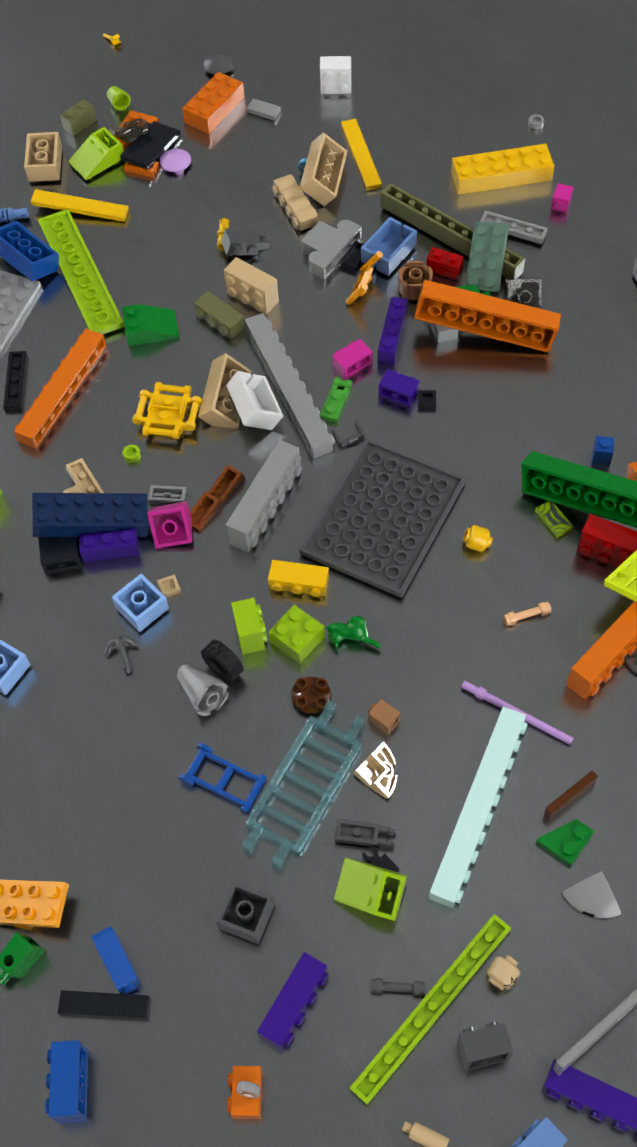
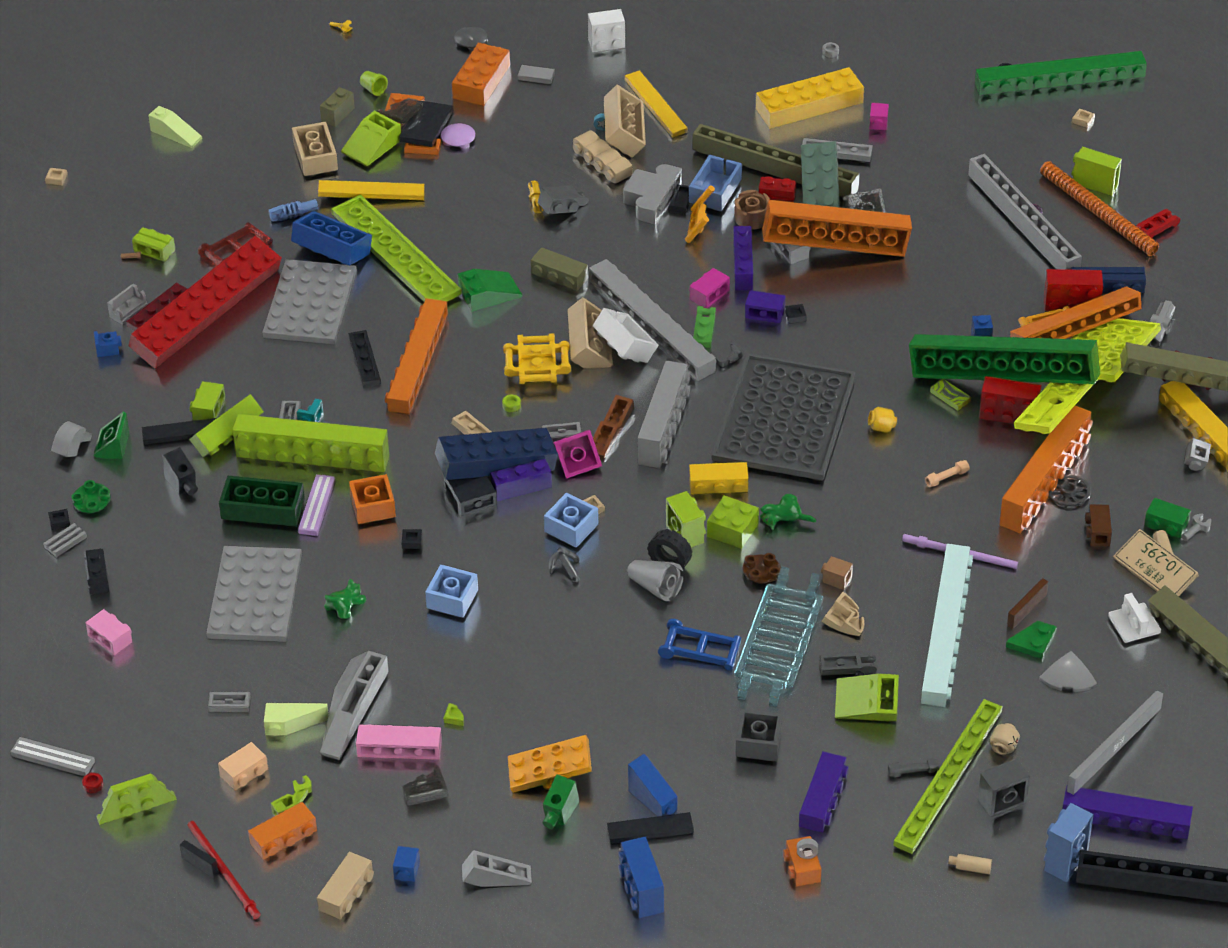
camera: 15 degrees left, 15 degrees down
(251, 285) = (585, 236): tan brick -> none

